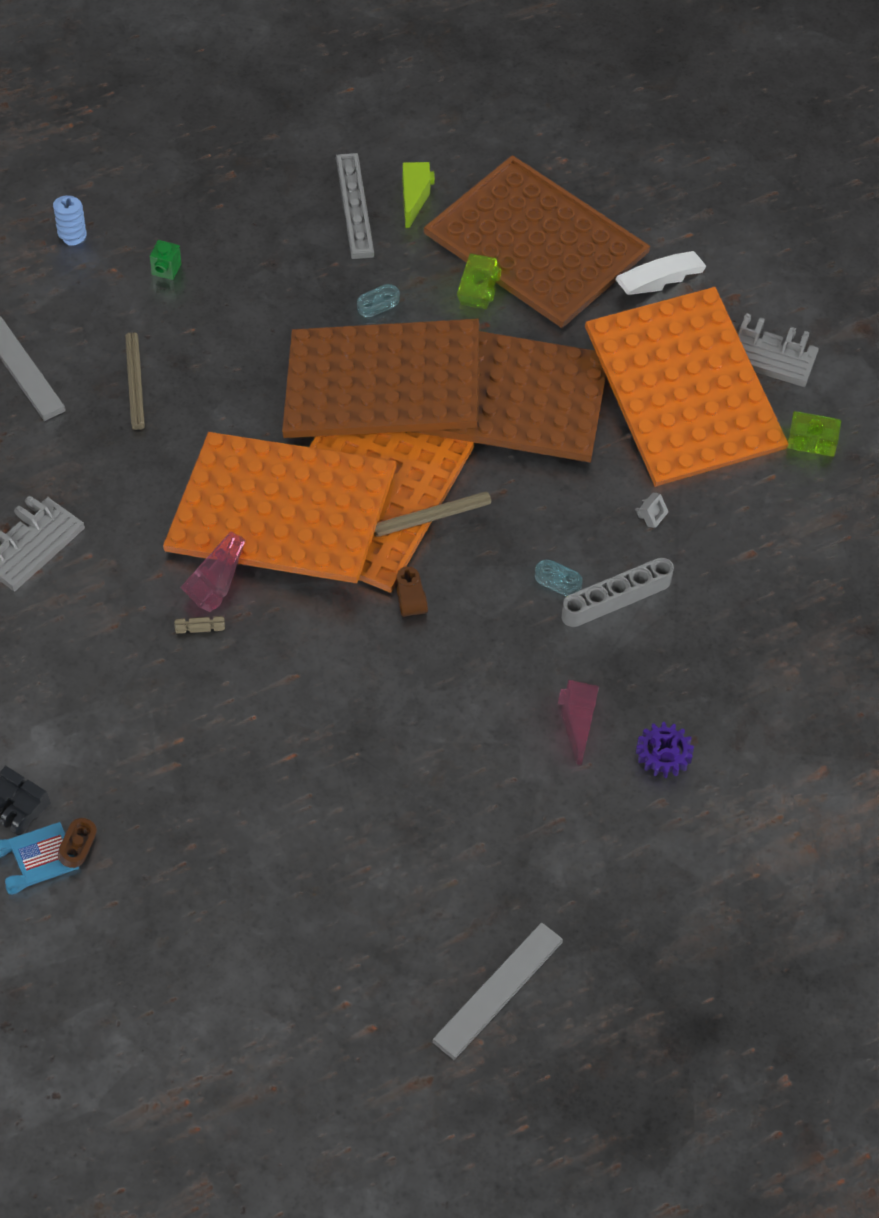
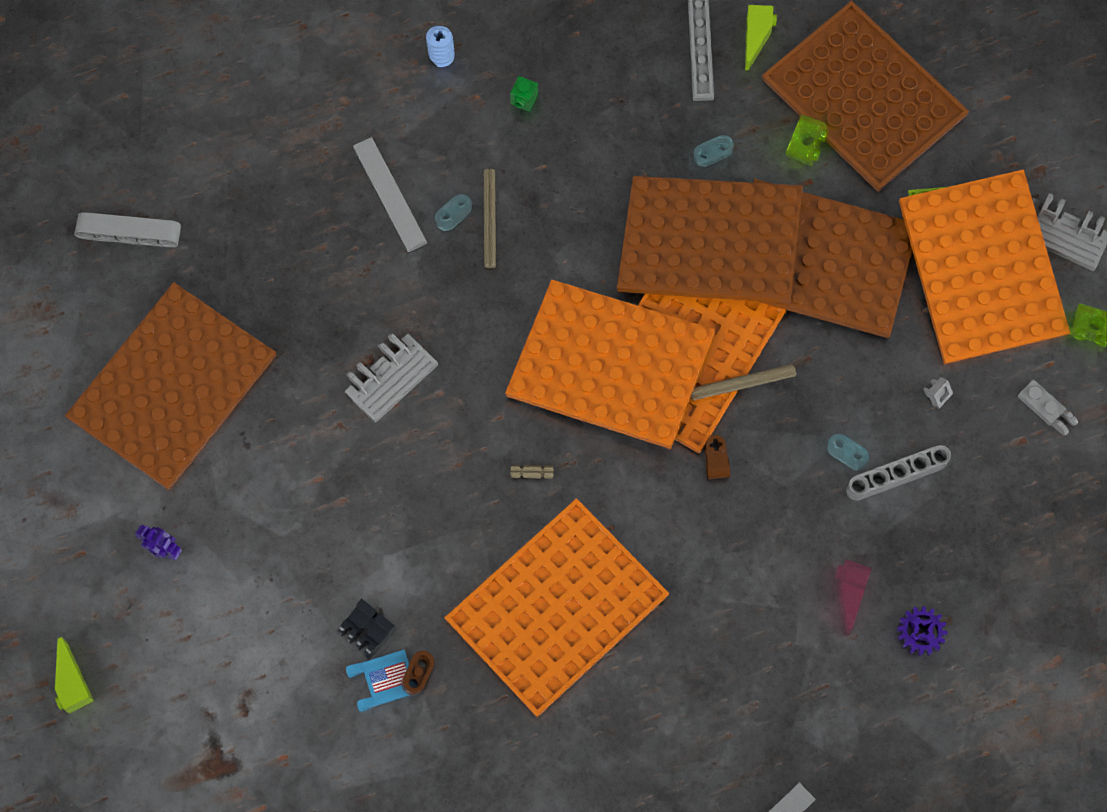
camera: 10 degrees right, 15 degrees up
(96, 377) = (454, 211): none -> clear light blue plate
(213, 577) = (547, 431): clear pink slope -> none
(237, 762) = (556, 607): none -> orange plate
(657, 273) = (976, 140): white slope -> none
(774, 518) = (1046, 407): none -> light grey hinge

